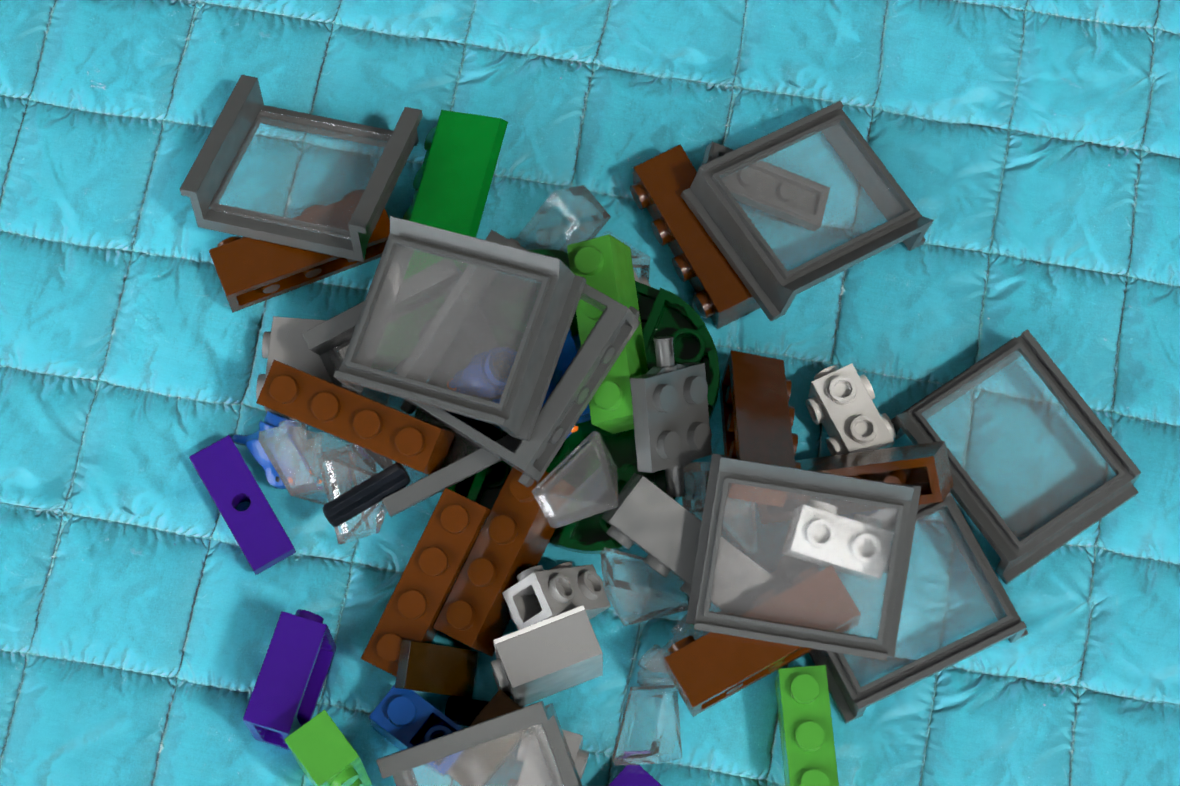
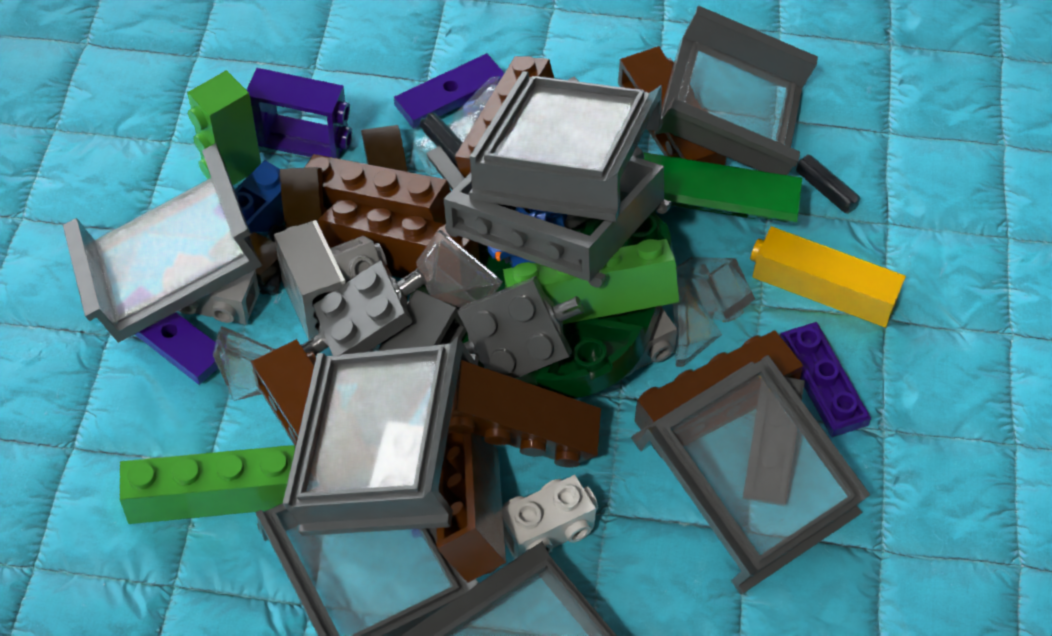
camera: 85 degrees right, 15 degrees down
(347, 583) = (384, 147): none -> dark brown slope
(412, 94) = (828, 184): none -> black axle
(549, 110) = (827, 276): none -> yellow brick
(628, 586) = (363, 311): none -> dark grey plate
(697, 127) = (826, 381): none -> dark purple tile

